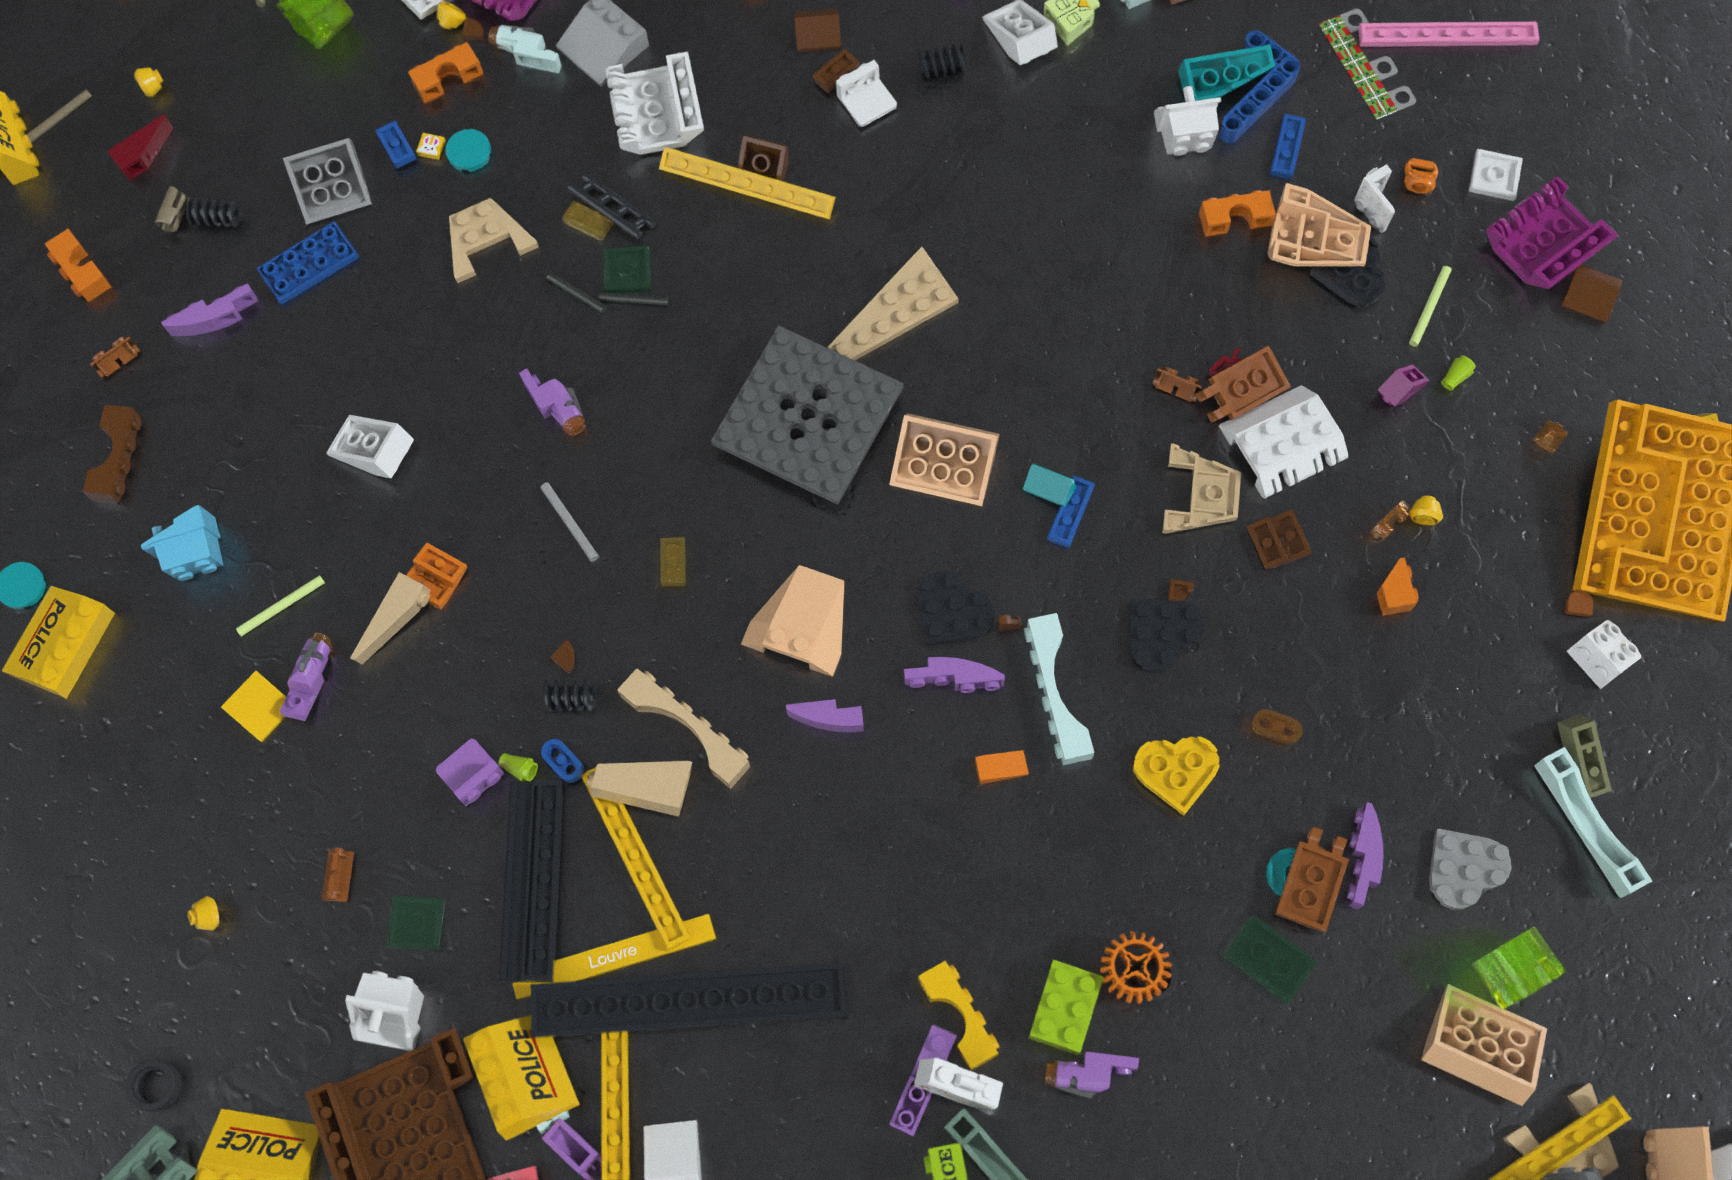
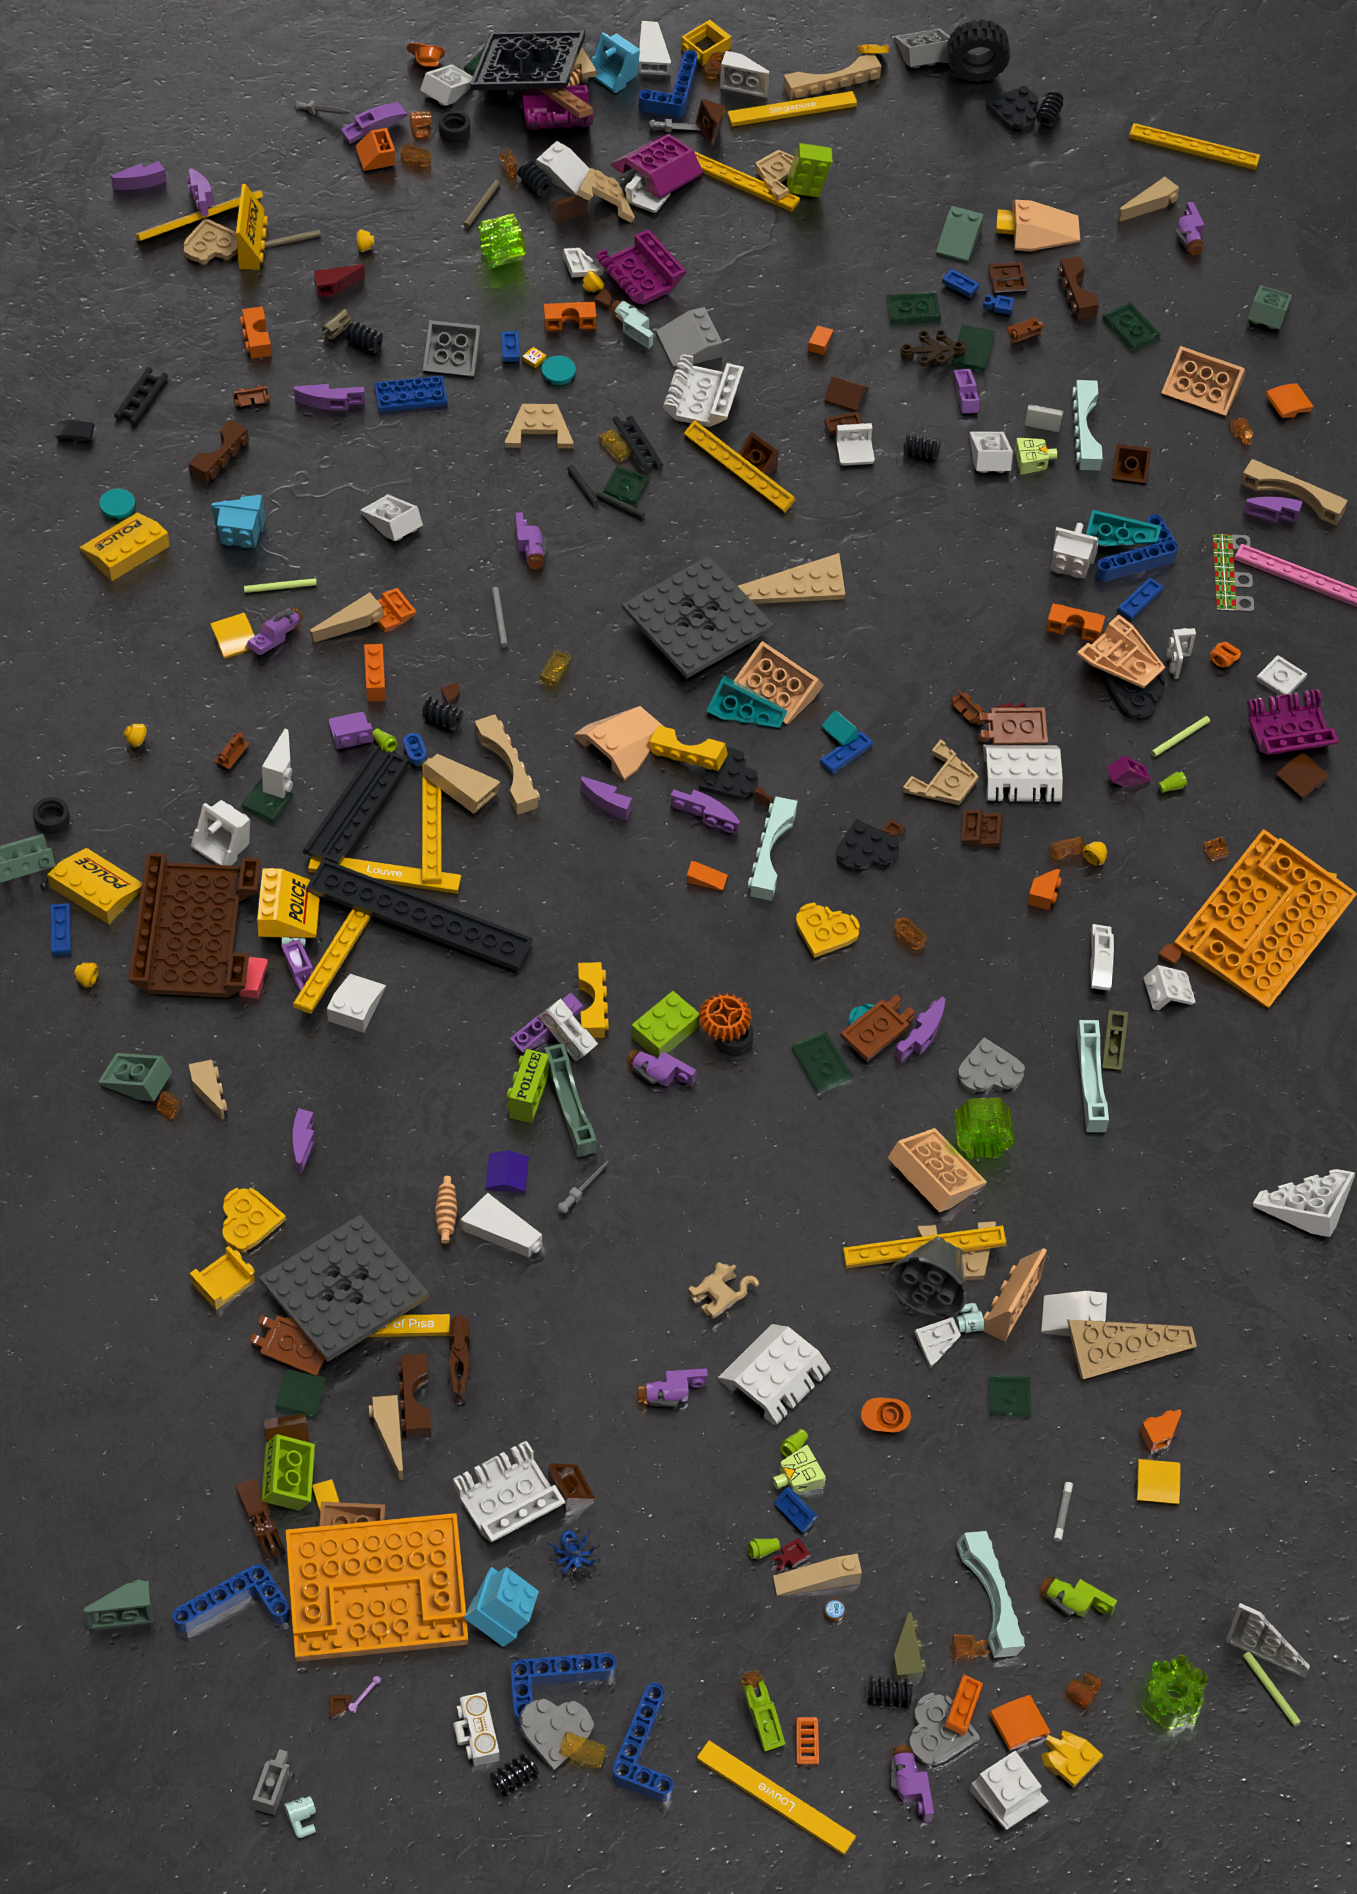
camera: 20 degrees right, 15 degrees down
(411, 884) = (277, 768): none -> white slope
(459, 676) = (374, 672): none -> orange arch
(915, 505) = (742, 704): none -> teal wedge
(920, 600) = (707, 754): none -> yellow arch
(1513, 650) = (1102, 957): none -> white slope

